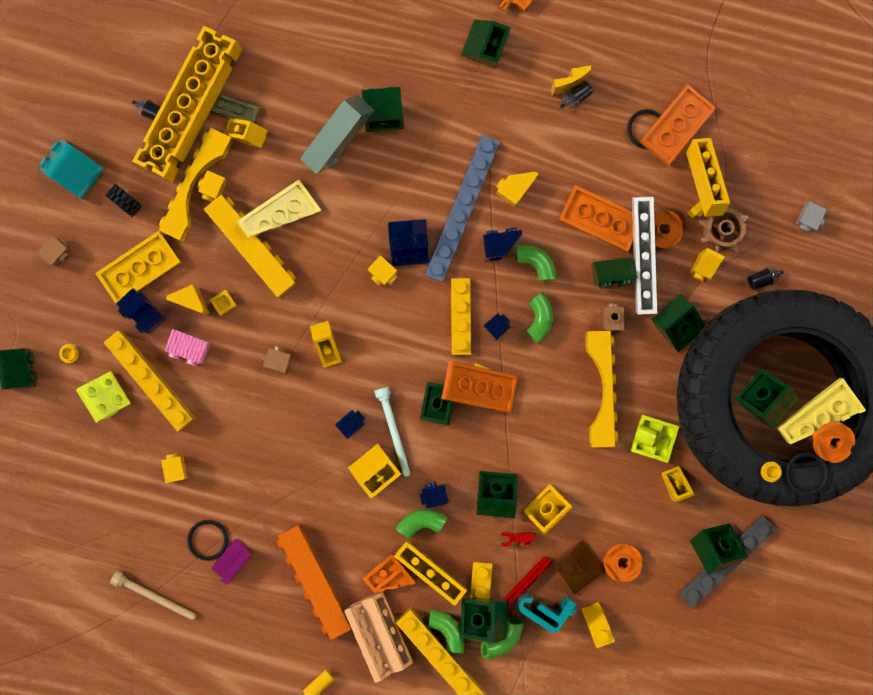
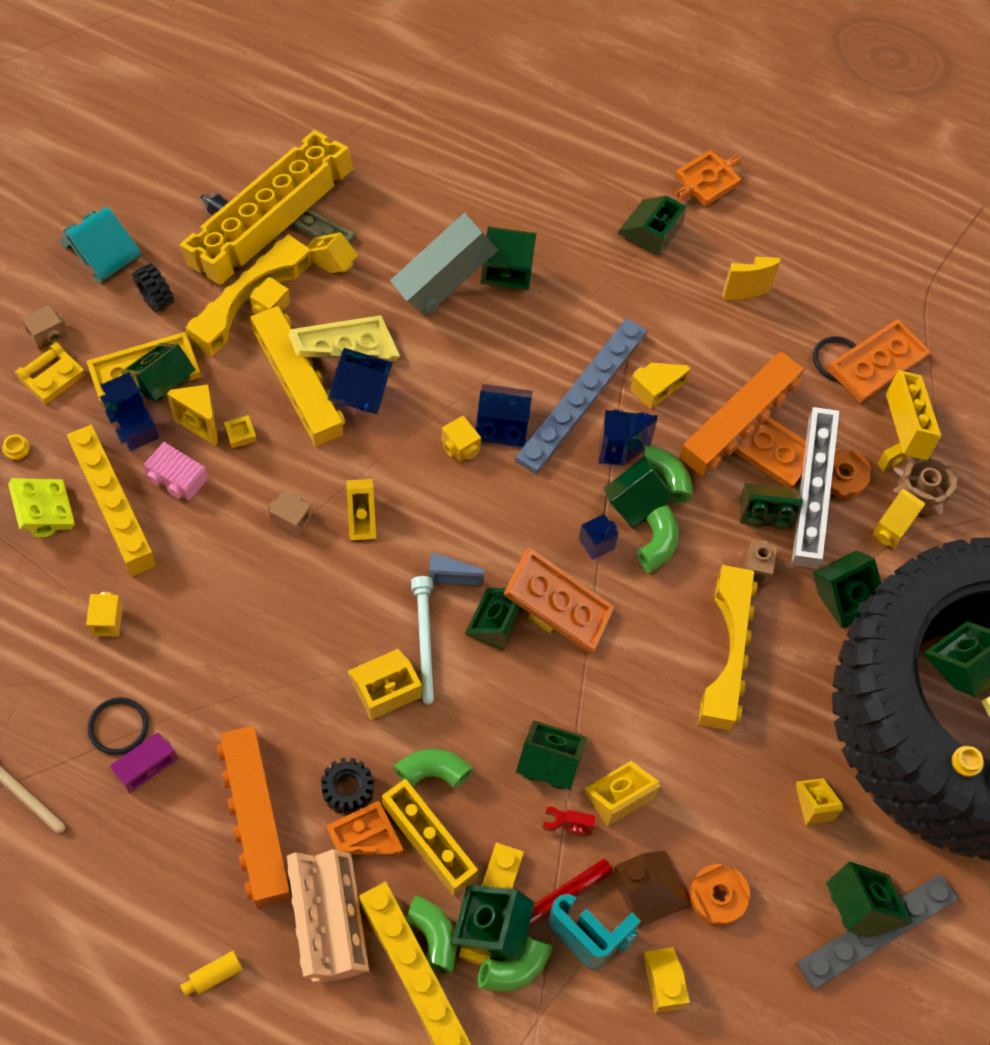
camera: 10 degrees right, 25 degrees down
(77, 289) = (55, 378): none -> yellow plate
(150, 273) = (160, 370): none -> dark green slope
(299, 245) = (360, 381): none -> clear blue slope
(351, 423) = (367, 611): clear blue brick -> none
(380, 547) = (347, 769): none -> black tyre
(396, 378) = (451, 571): none -> sand blue slope
(434, 495) = (461, 734): clear blue brick -> none
(460, 316) = (553, 514): yellow plate -> none
(517, 285) = (638, 492): none -> dark green slope
(576, 95) = (751, 302): black piece -> none
(583, 203) = (741, 413): none -> orange brick
(654, 438) = (794, 730): neon yellow plate -> none

